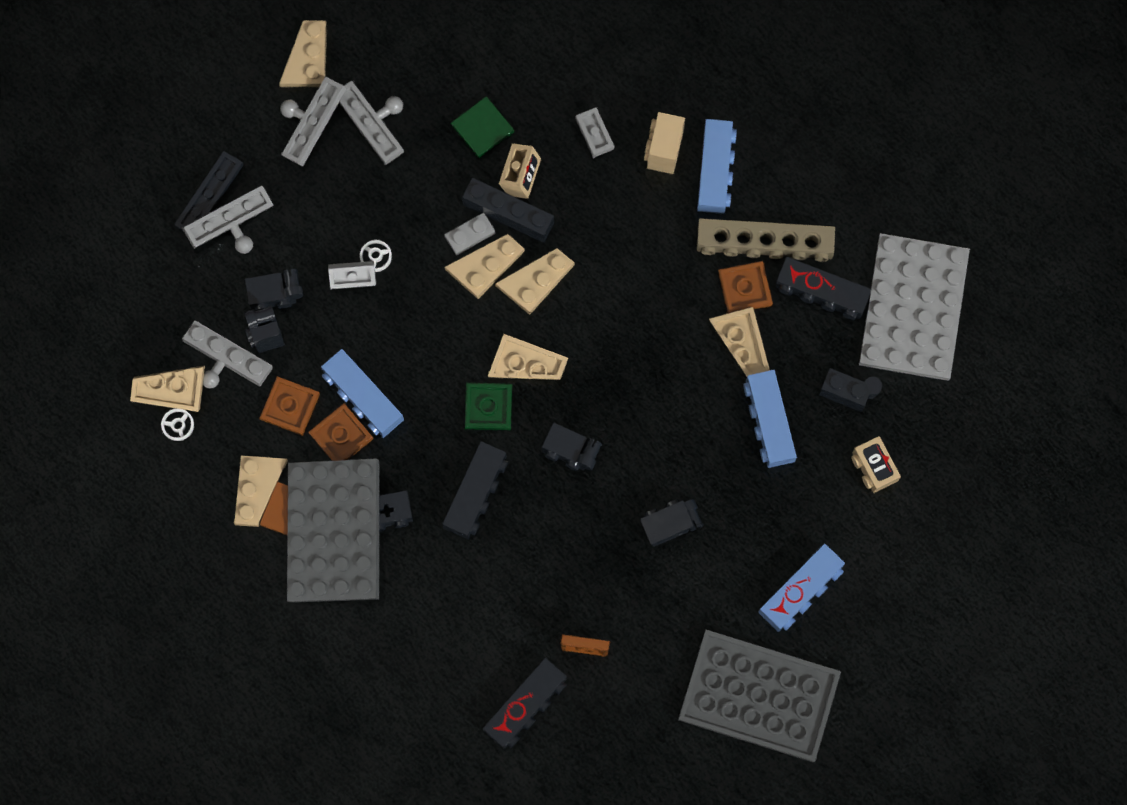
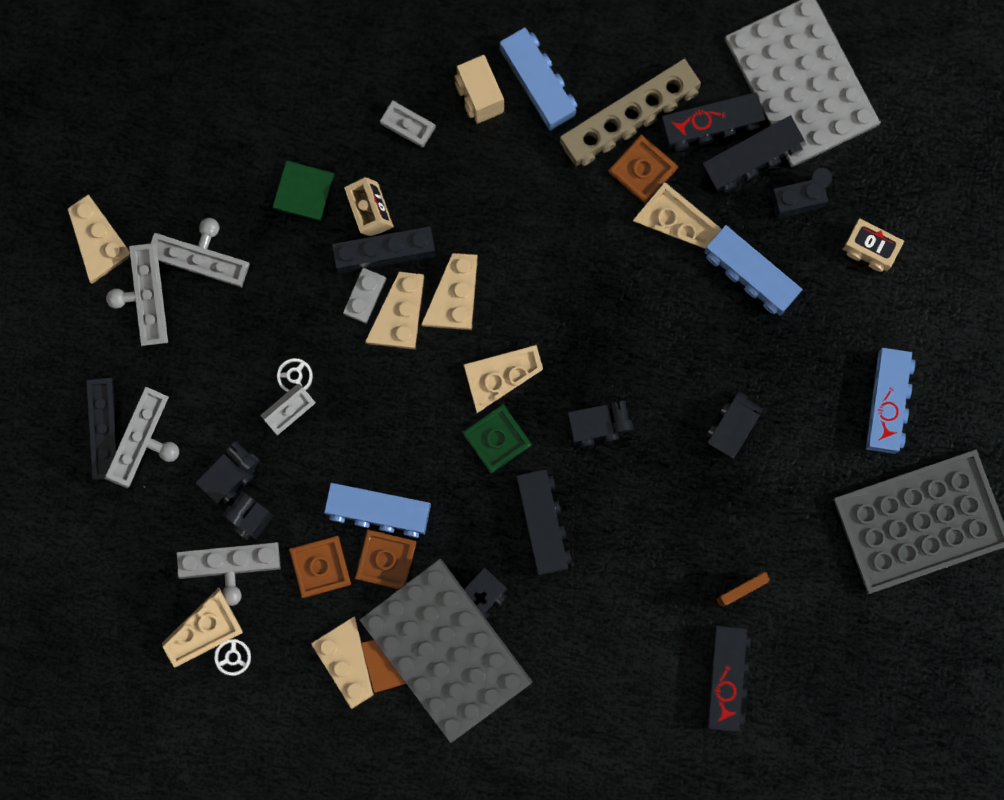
camera: 35 degrees left, 5 degrees up
(835, 333) = (754, 154): none -> black brick

